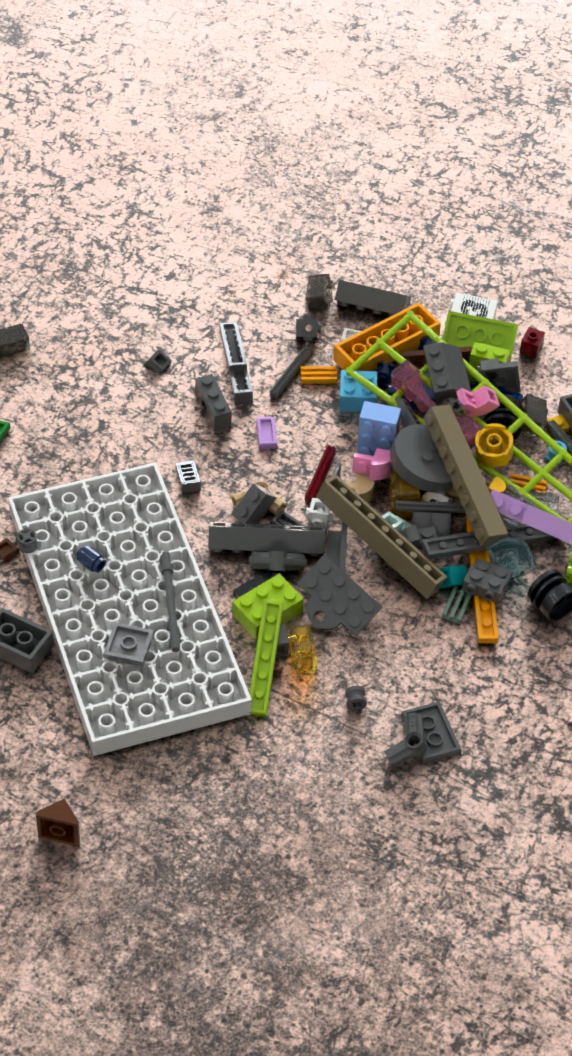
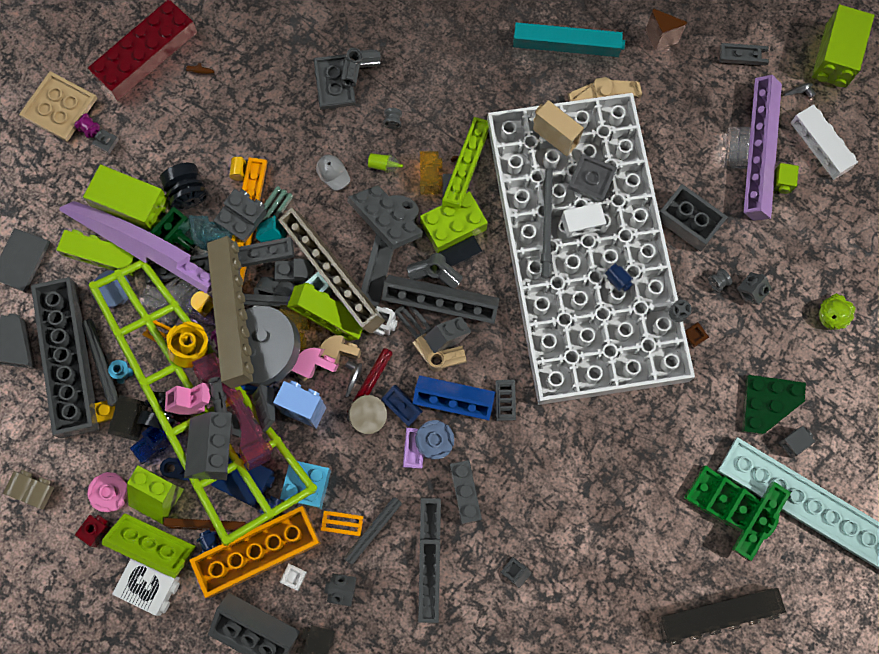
camera: 170 degrees left, 25 degrees up
(123, 763) = (605, 87): none -> tan plate
(133, 603) = (583, 219): none -> white brick
(172, 808) = (568, 39): none -> teal brick
(173, 674) = (557, 127): none -> tan brick
(237, 464) = (453, 397): none -> blue brick
(249, 437) = (434, 440): none -> sand blue tile
(285, 457) = (402, 405): none -> dark blue plate
(316, 446) = (367, 414): none -> dark tan tile
(354, 655) = (383, 162): none -> lime piece
(387, 493) = (324, 311): none -> lime brick
(406, 644) = (334, 174): none -> light grey cap
(501, 374) = (155, 460): dark grey plate -> none
(506, 629) = (237, 168): none -> yellow brick
(533, 372) = (108, 492): none -> bright pink tile
(553, 558) = (173, 229): none -> dark green brick

